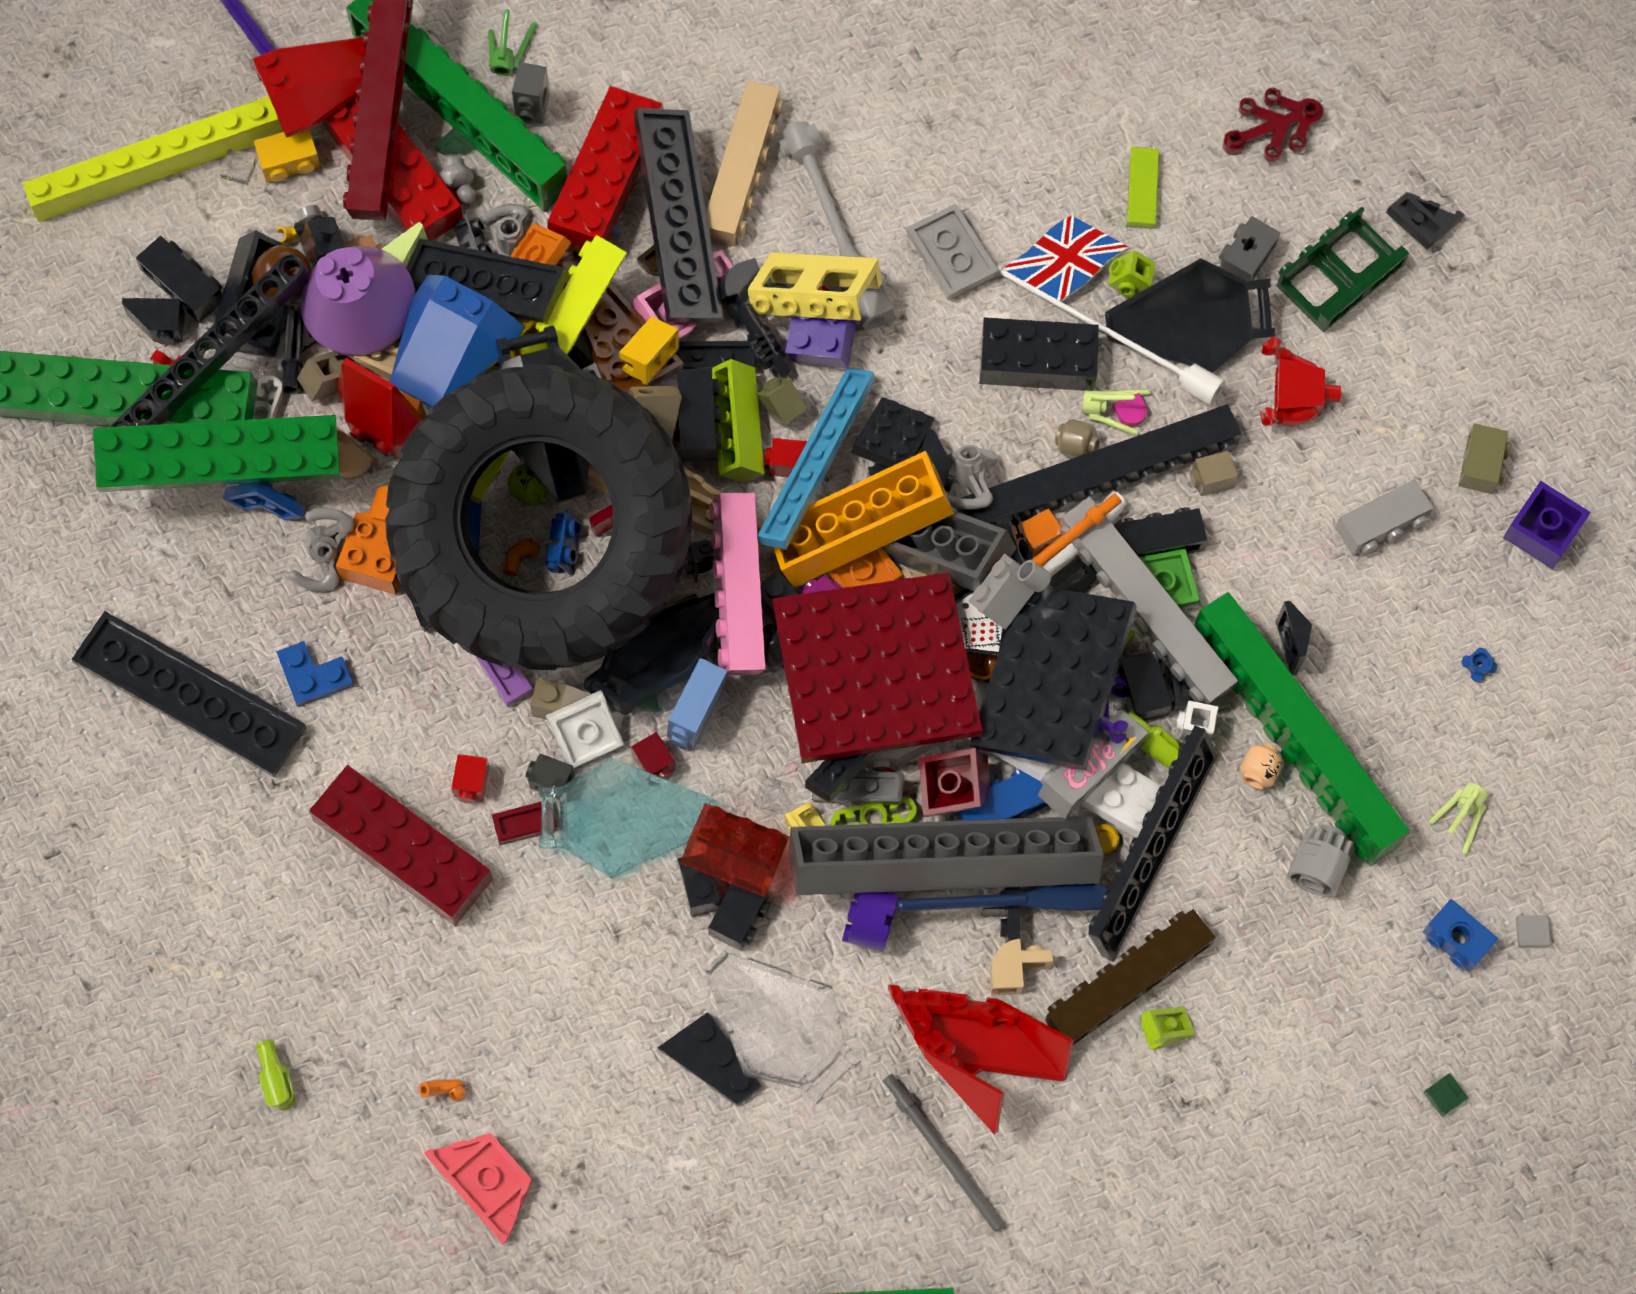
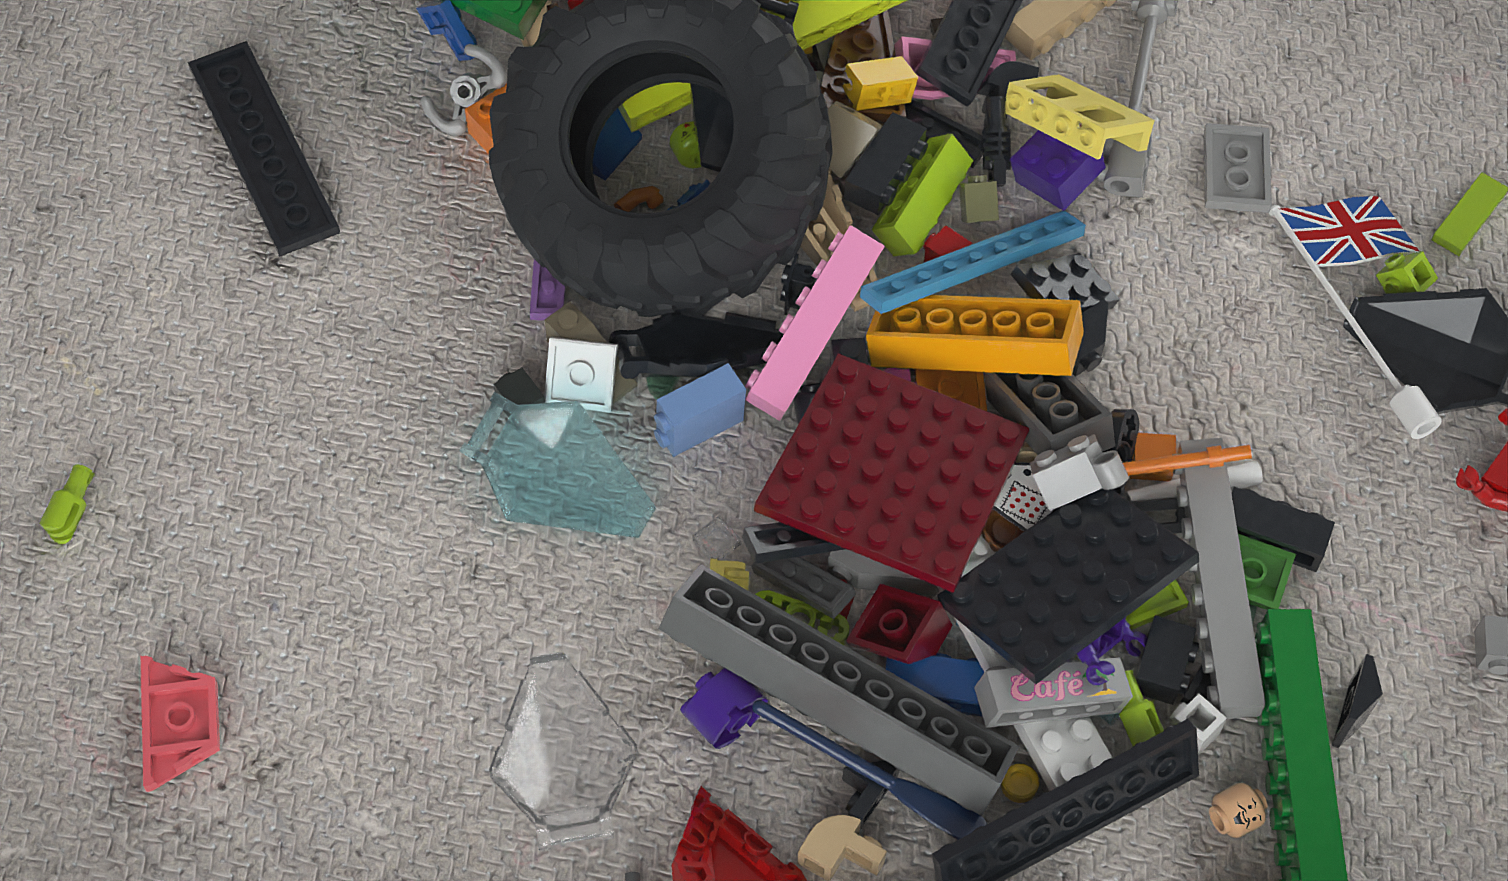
camera: 35 degrees right, 10 degrees down
(312, 682) = (375, 198): blue plate -> none
(401, 845) = (339, 376): dark red brick -> none
(437, 1087) = (215, 615): orange arm -> none
(470, 778) = (446, 356): red brick -> none
(519, 823) = (460, 423): dark red tile -> none
(653, 756) = (628, 436): dark red brick -> none
(699, 890) = (583, 577): black slope -> none
(712, 1058) = (471, 737): black wing -> none
(734, 849) = (634, 557): clear red brick -> none
(737, 917) = (602, 625): black brick -> none
(971, 473) = (1119, 359): light grey piece -> none
(1038, 354) = (1262, 298): black brick -> none
(1076, 438) = (1250, 393): dark tan head -> none
(1096, 402) = (1293, 373): yellowish green plant -> none
(1113, 466) = (1276, 437): black brick -> none
(1131, 412) = (1324, 401): dark pink tile -> none
(1213, 473) = (1373, 502): dark tan brick -> none

